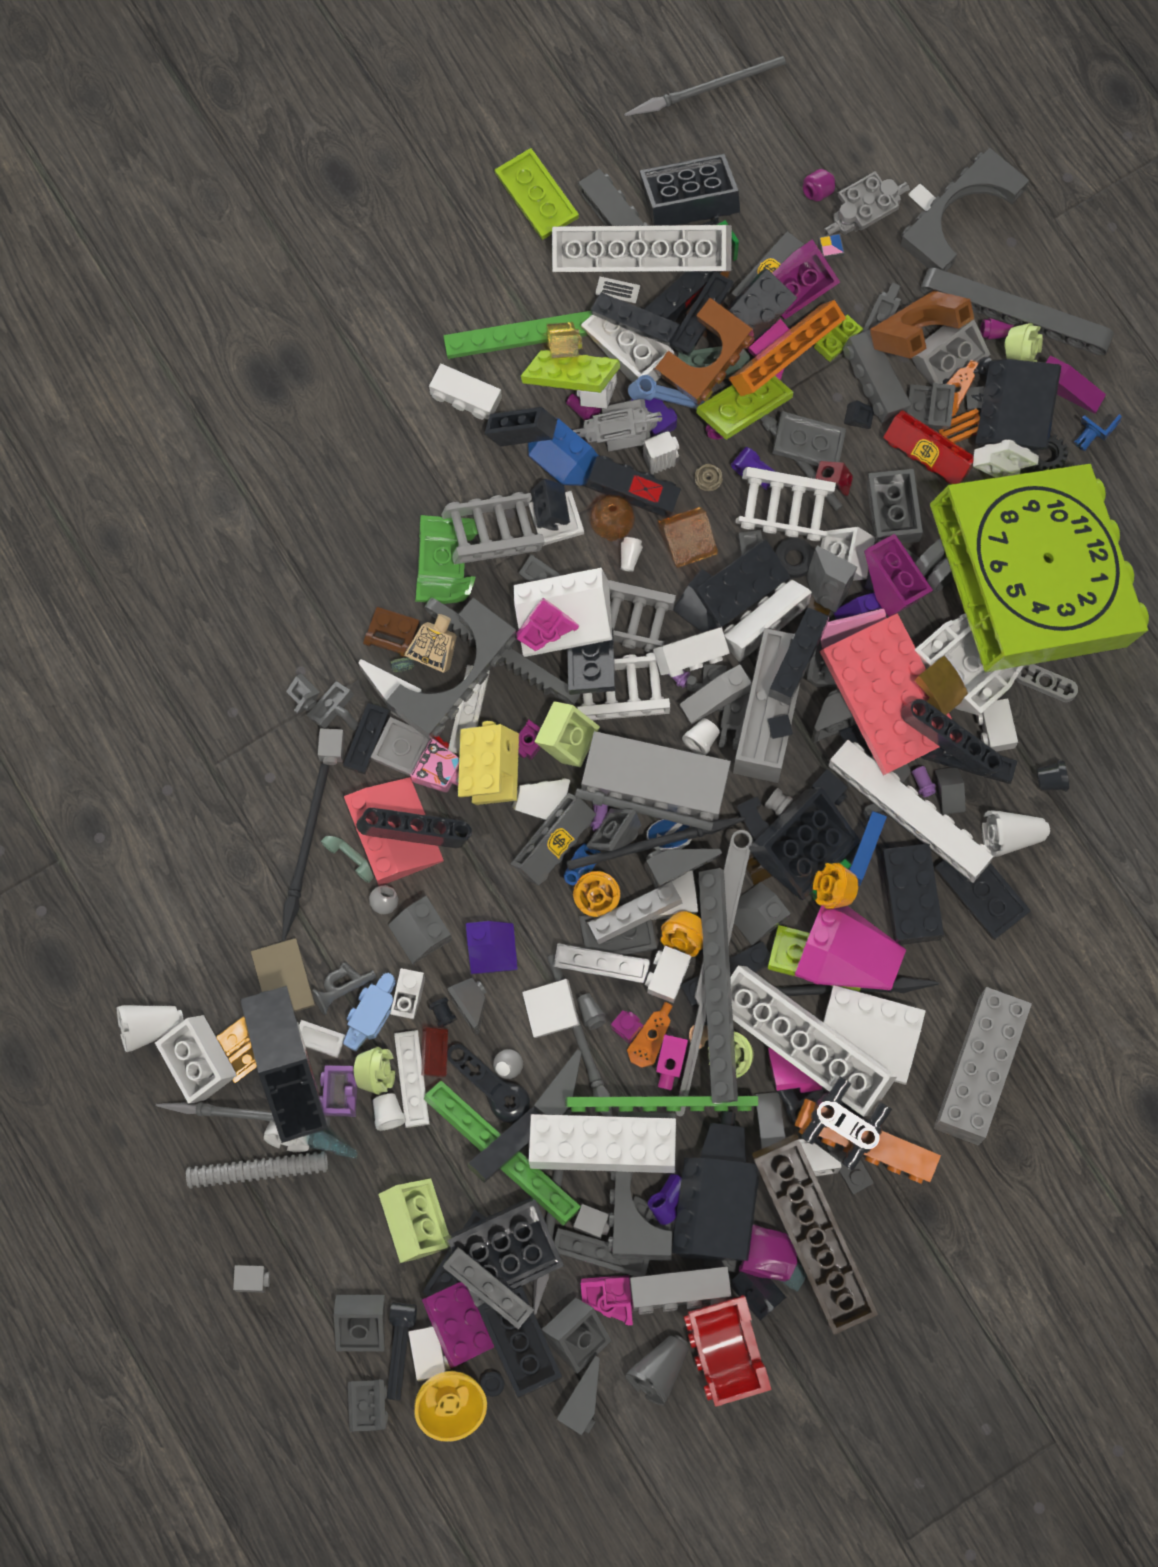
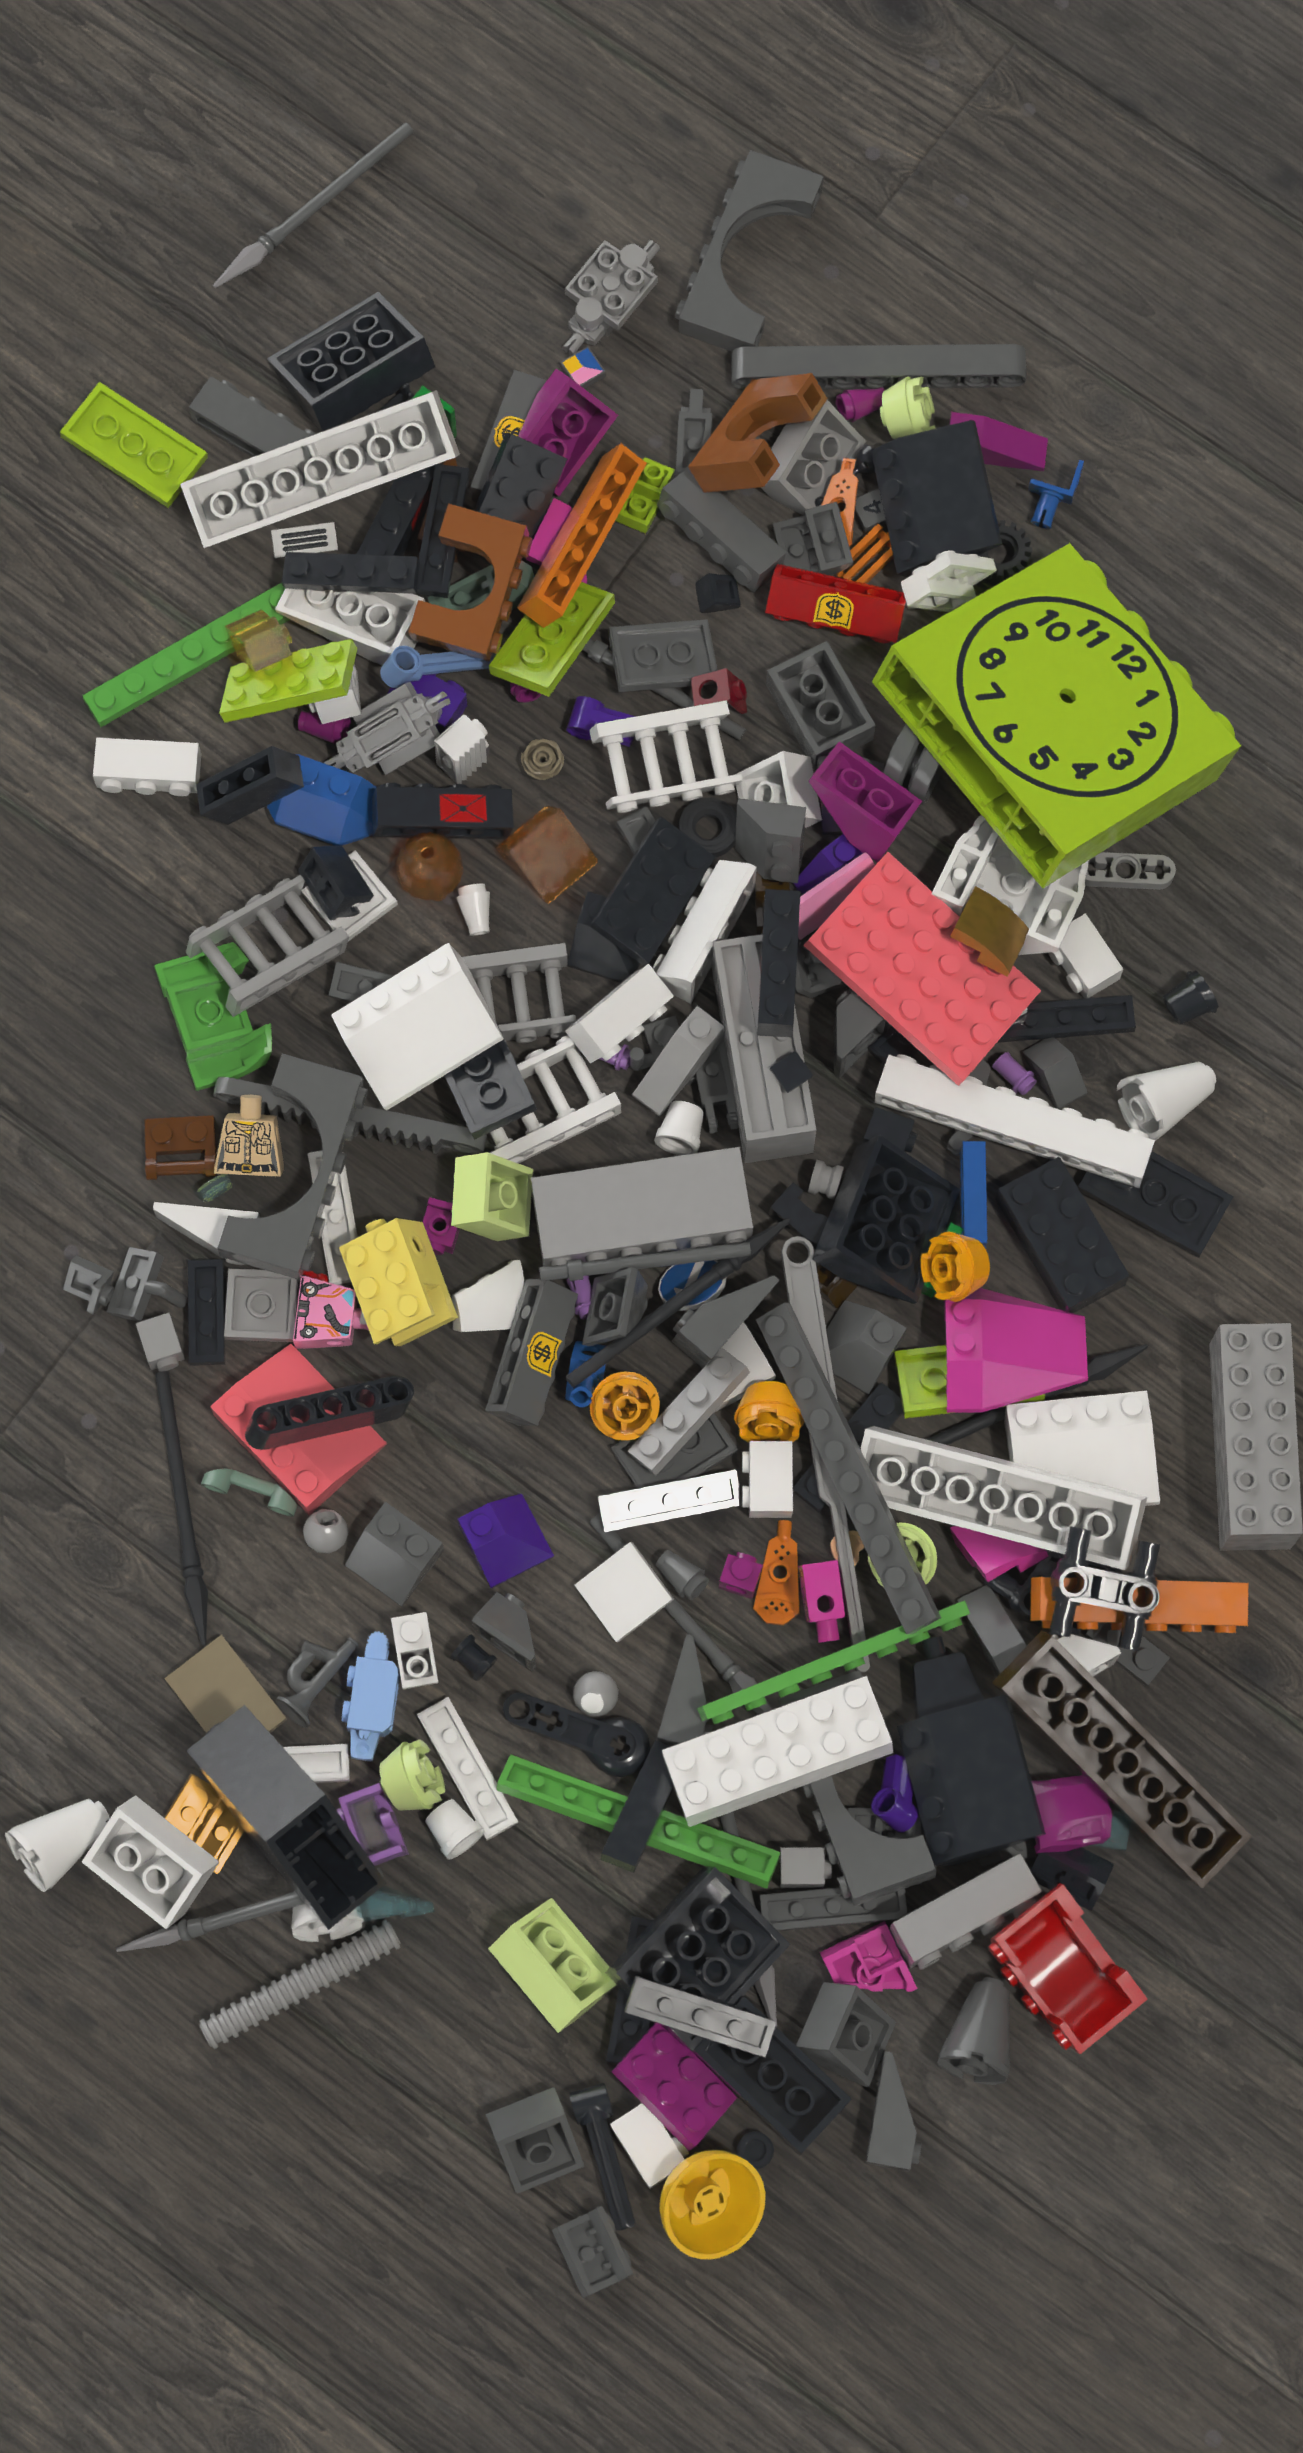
camera: 25 degrees left, 0 degrees up
(251, 1279) = (355, 2141): light grey brick -> none
(434, 1052) = (485, 1718): clear red tile -> none
(545, 625) = (400, 1054): dark pink slope -> none
(819, 185) = (531, 288): magenta head -> none
(922, 197) = (682, 253): white sticker -> none
(941, 737) = (1018, 1000): black beam -> none

